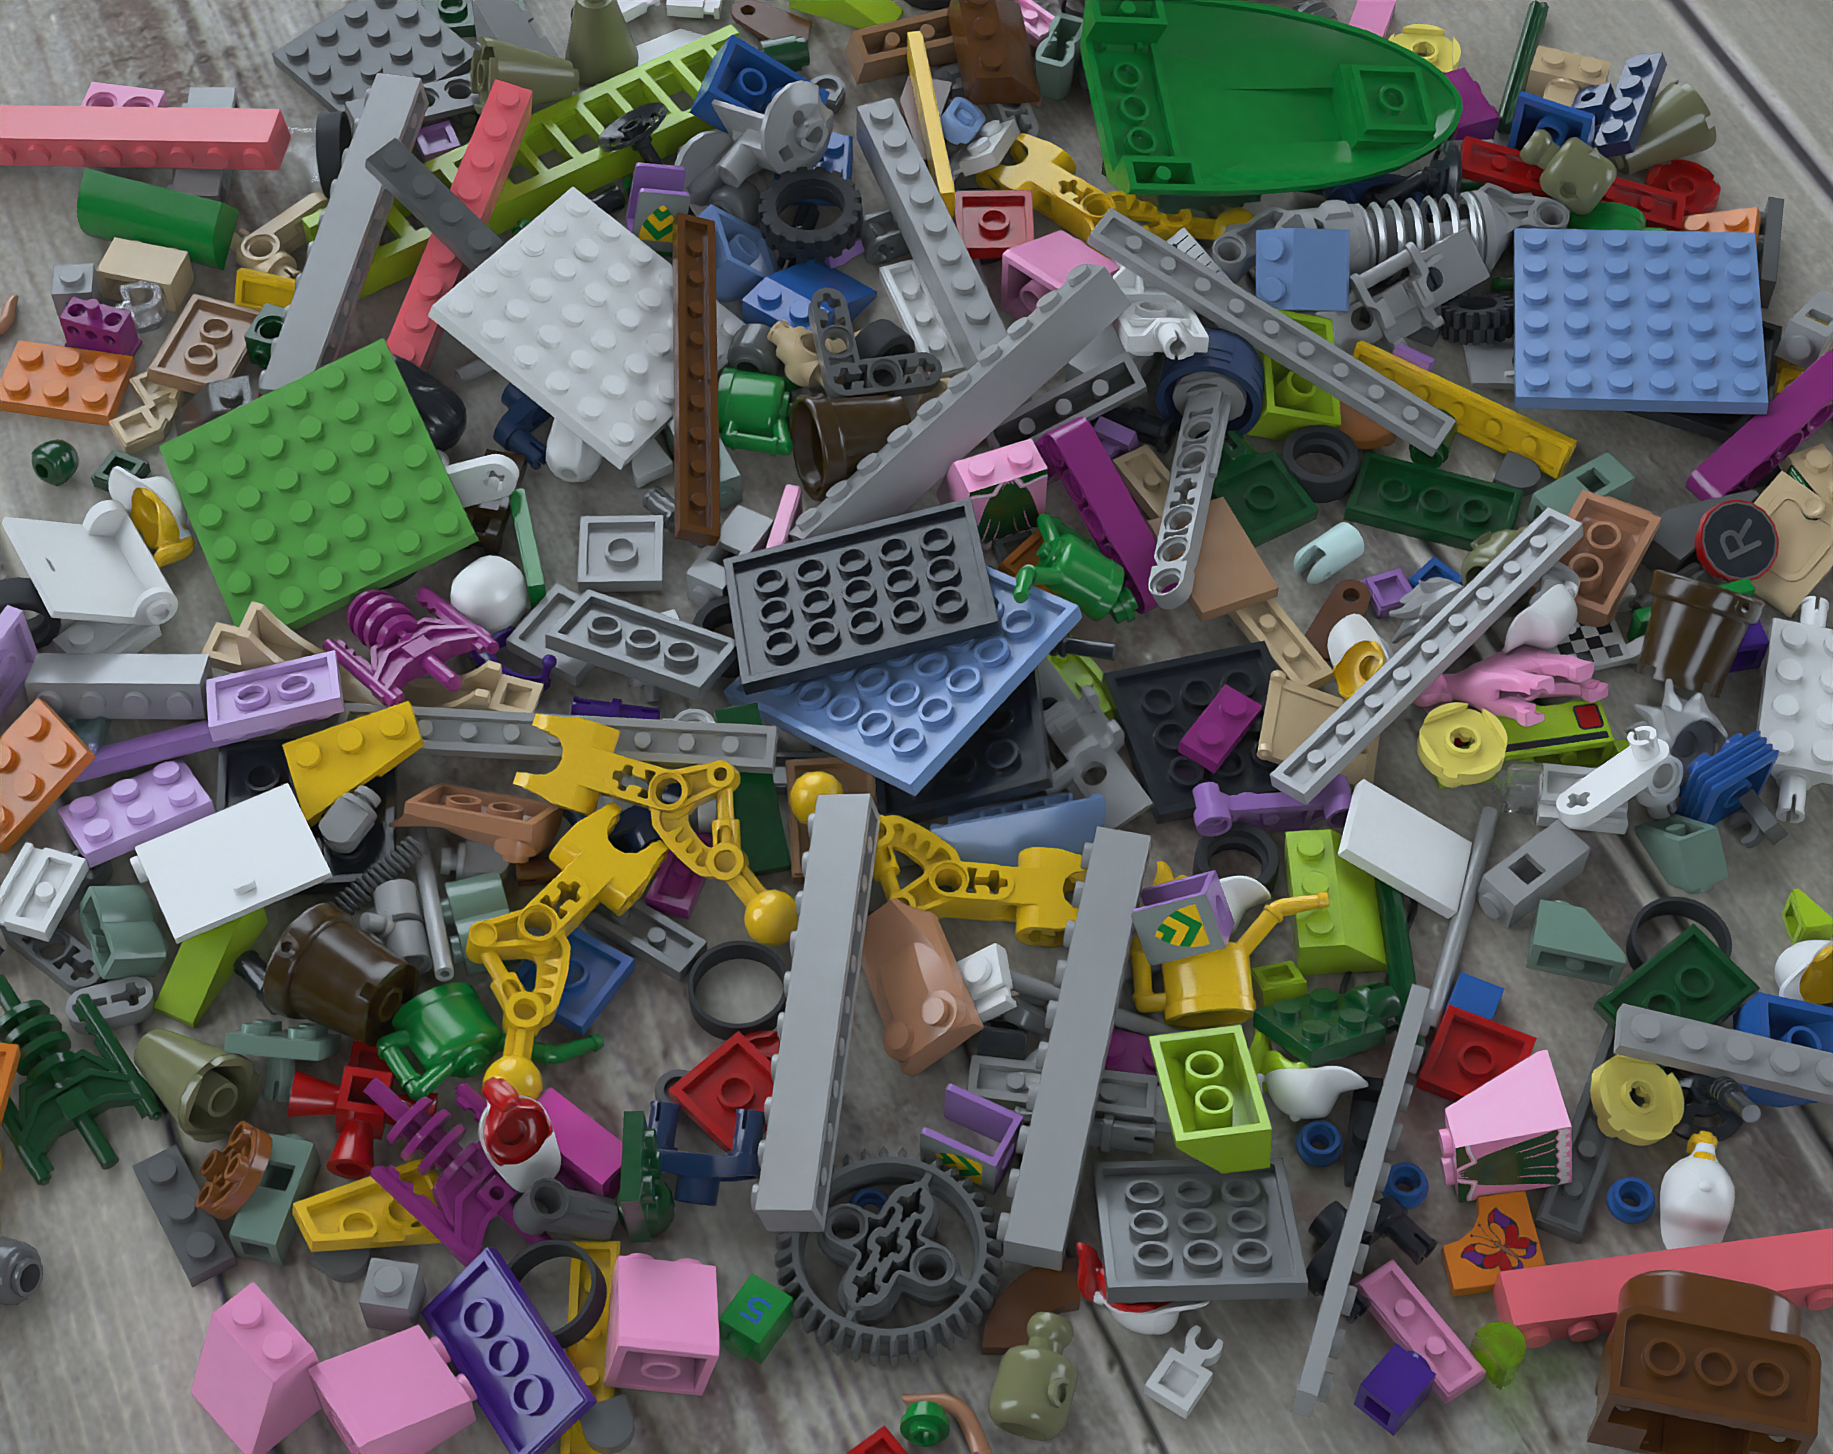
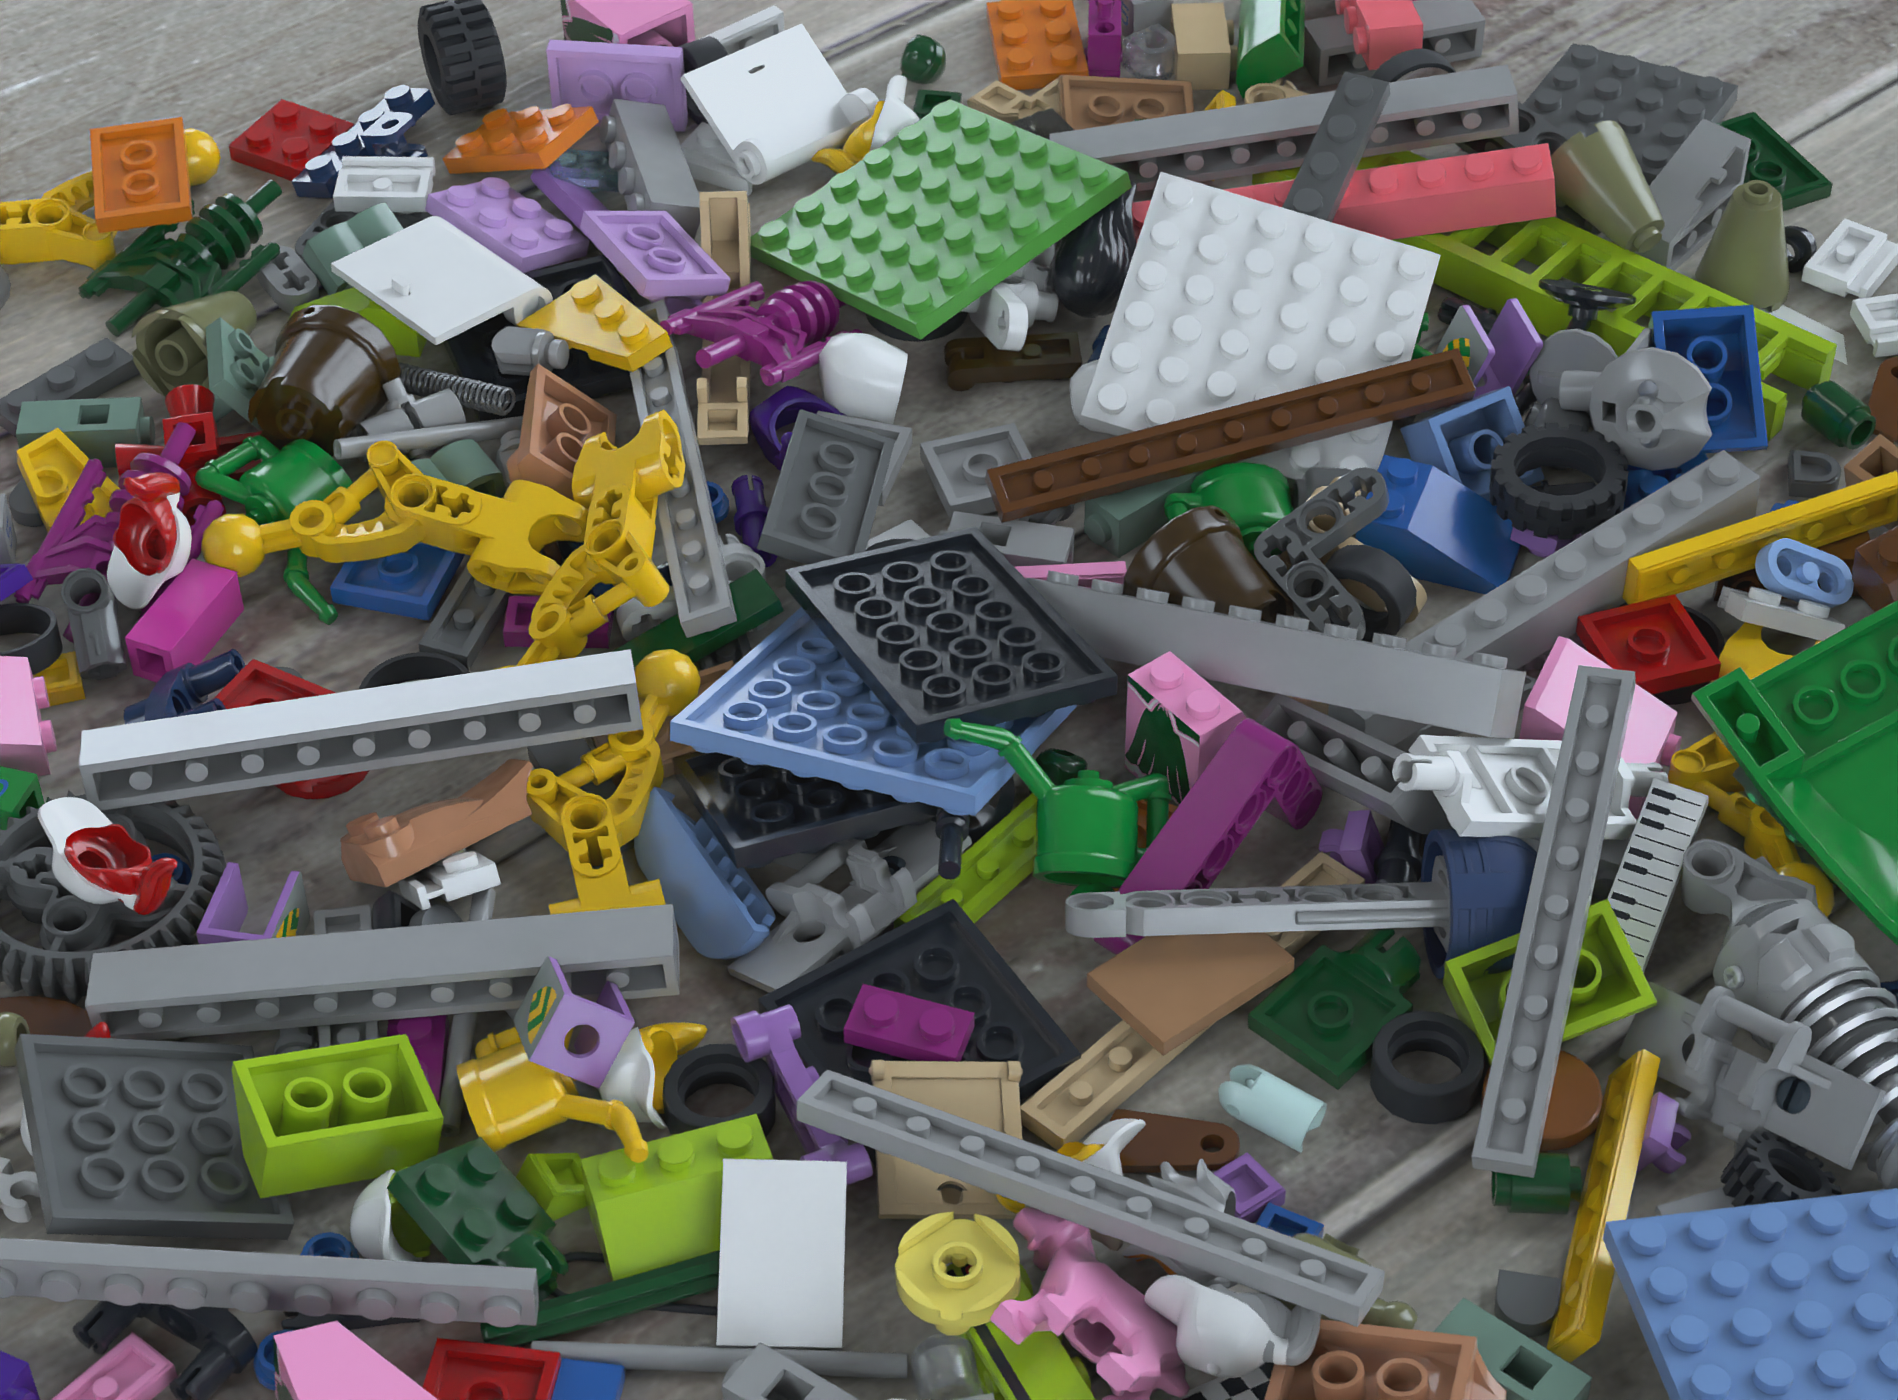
camera: 75 degrees right, 10 degrees down
(234, 1171) = (81, 383): dark orange tile -> none
(527, 546) = (956, 396): tile -> none
(643, 1199) = (109, 644): dark green plate -> none
(917, 1210) = (101, 859): none -> red hair
(1303, 269) = (1695, 927): medium blue slope -> none
(1429, 502) = (1426, 1211): dark green tile -> none

